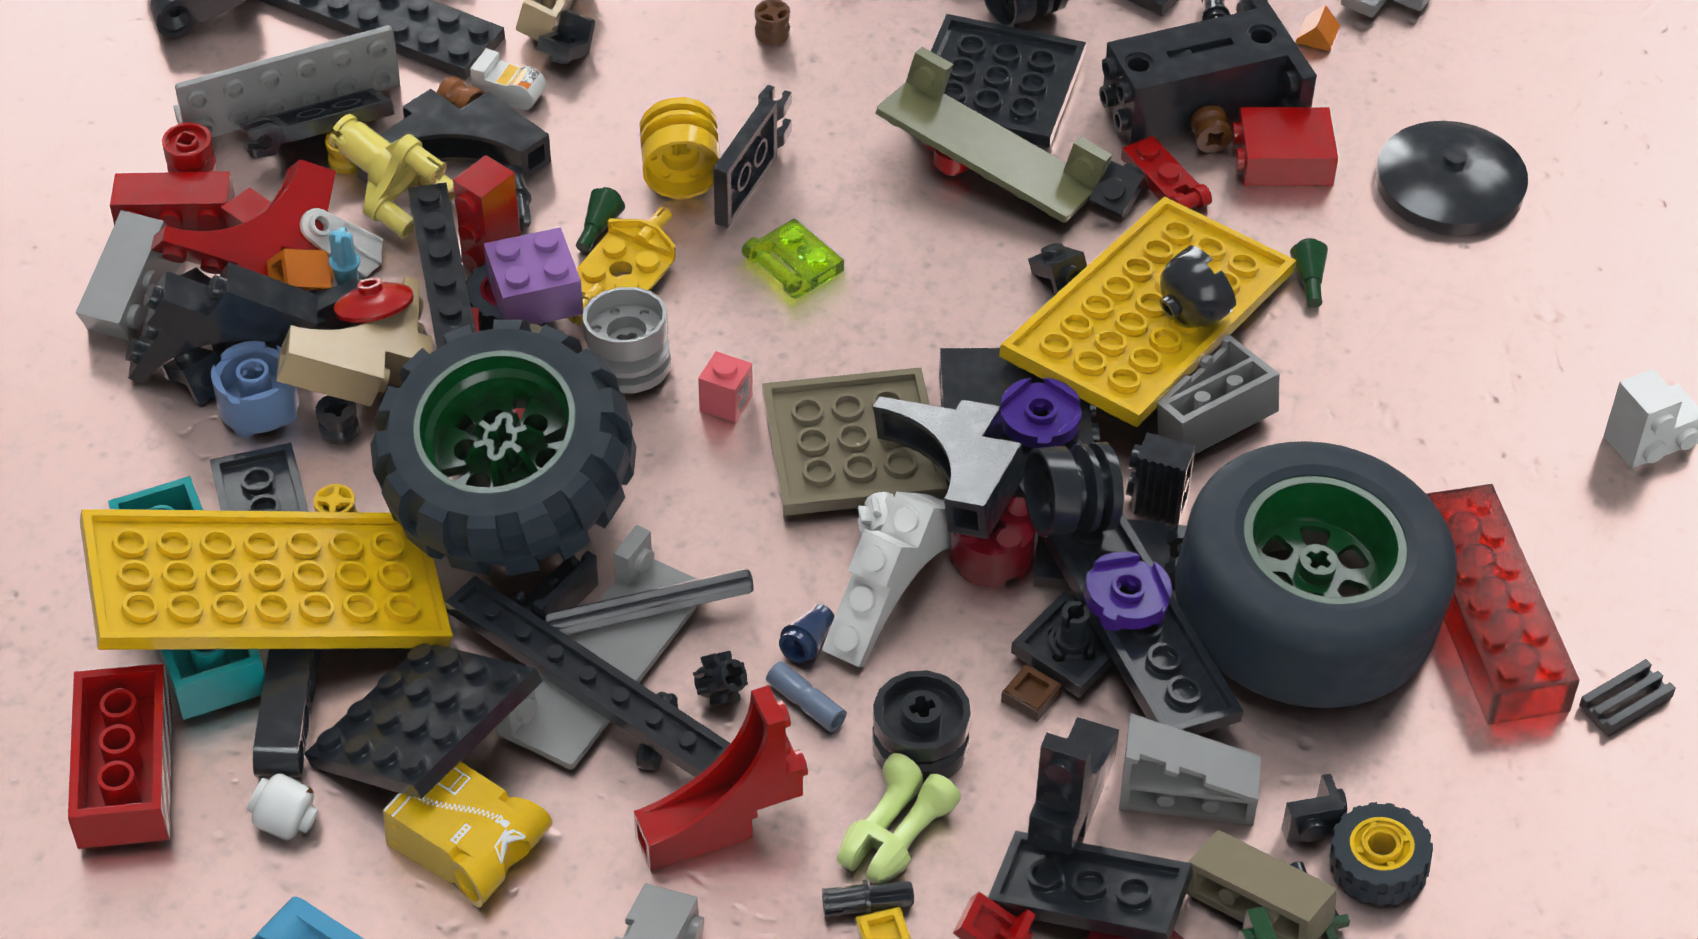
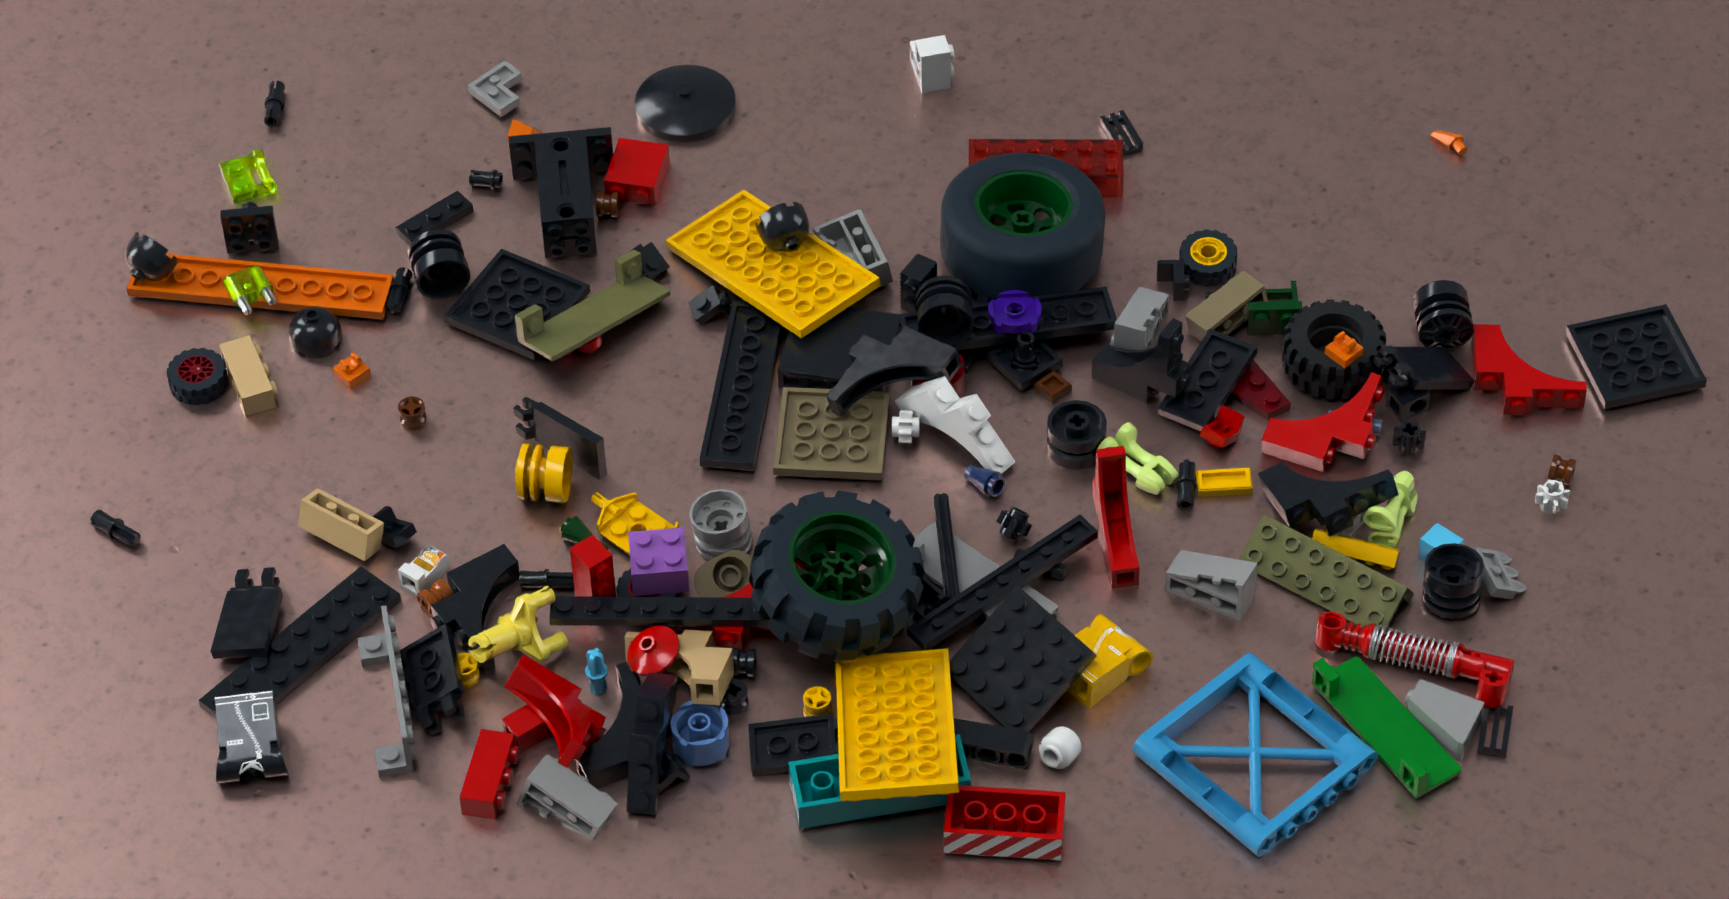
camera: 75 degrees left, 0 degrees up
(189, 148) = (449, 757): red wheel -> none
(302, 269) = (605, 694): orange brick -> none
(366, 244) = (569, 673): white piece -> none
(725, 387) = (770, 486): coral brick -> none
(801, 251) = (652, 439): clear neon green plate -> none
(802, 693) = (1034, 488): sand blue piece -> none
(891, 327) = (741, 389): none -> black plate
(1040, 431) = (850, 315): dark purple plate -> none
(1166, 174) = (623, 241): red plate -> none
(1310, 265) = (744, 182): dark green cone -> none

